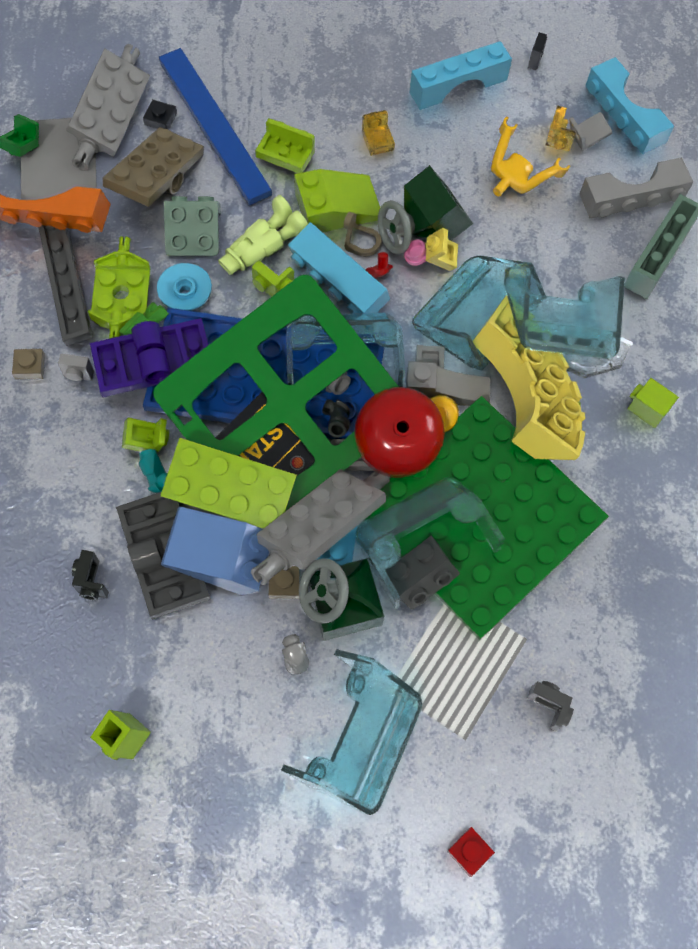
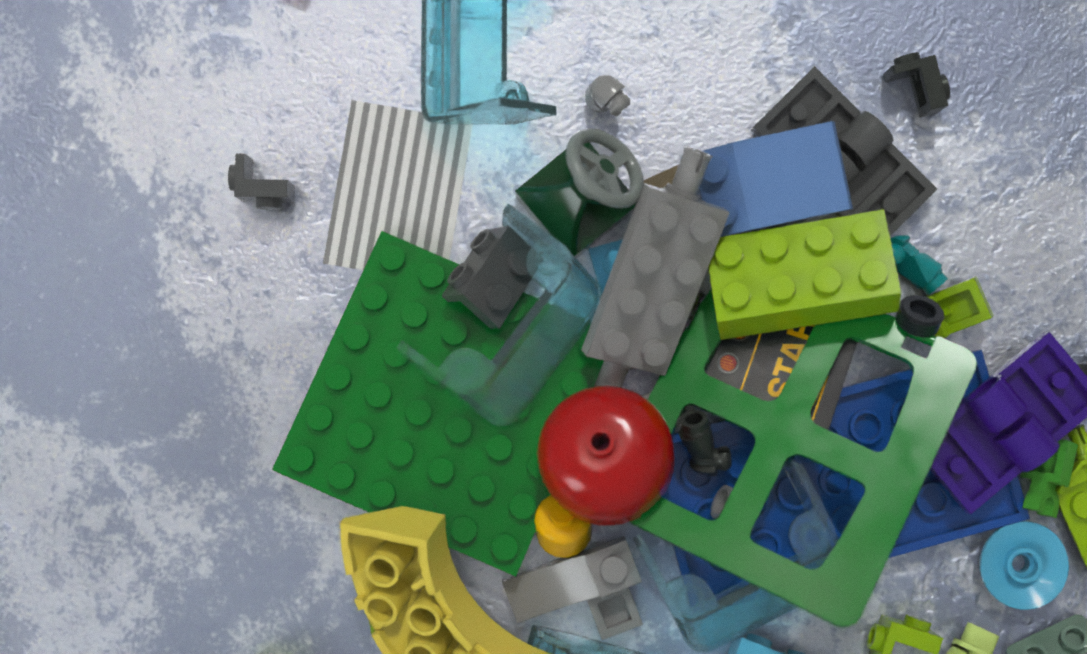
camera: 160 degrees right, 20 degrees up
(170, 430) = (919, 316): none -> black tile

